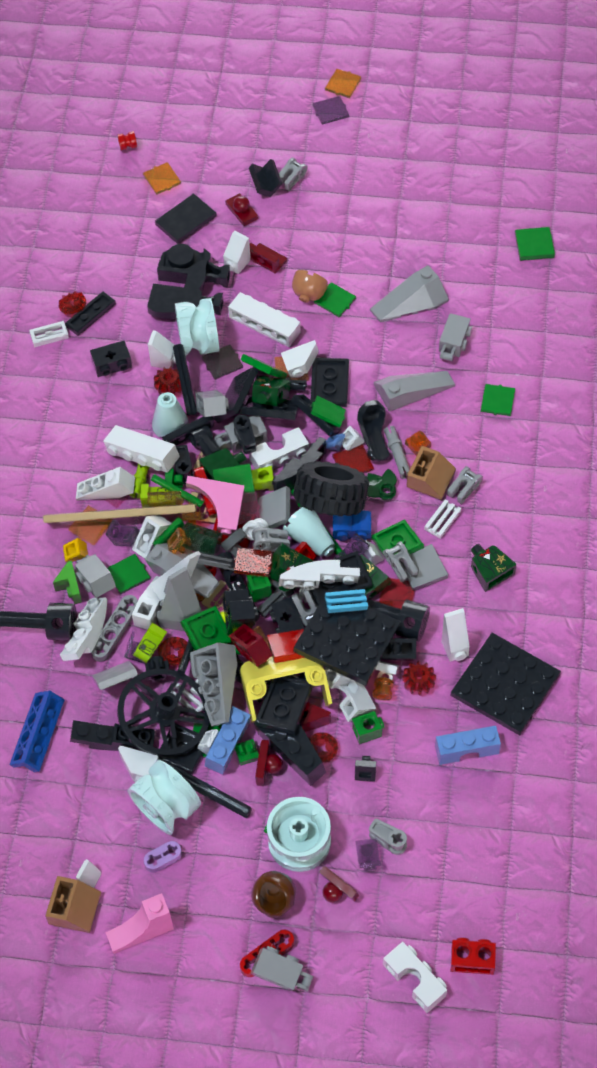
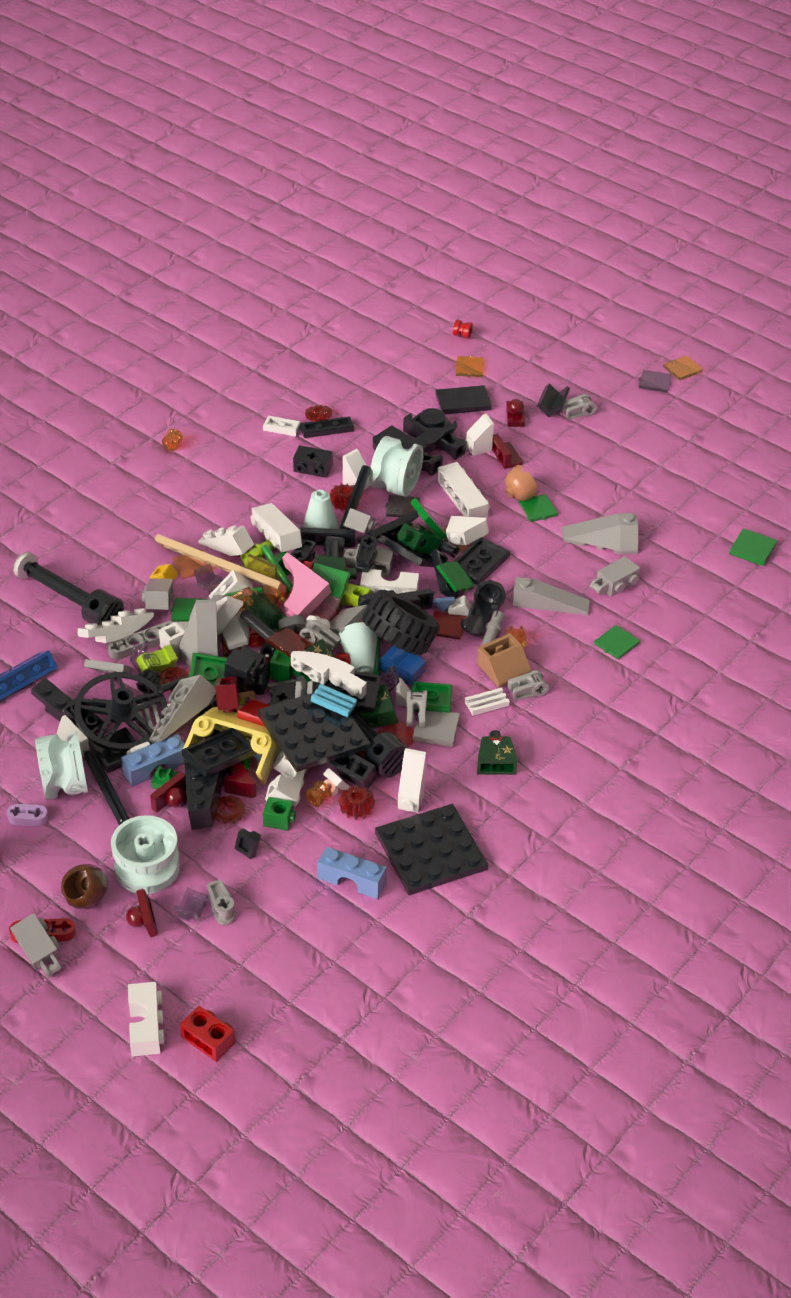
camera: 30 degrees right, 15 degrees down
(67, 580) = (133, 589): bright green slope -> none
(380, 484) = (454, 652): dark green plate -> none

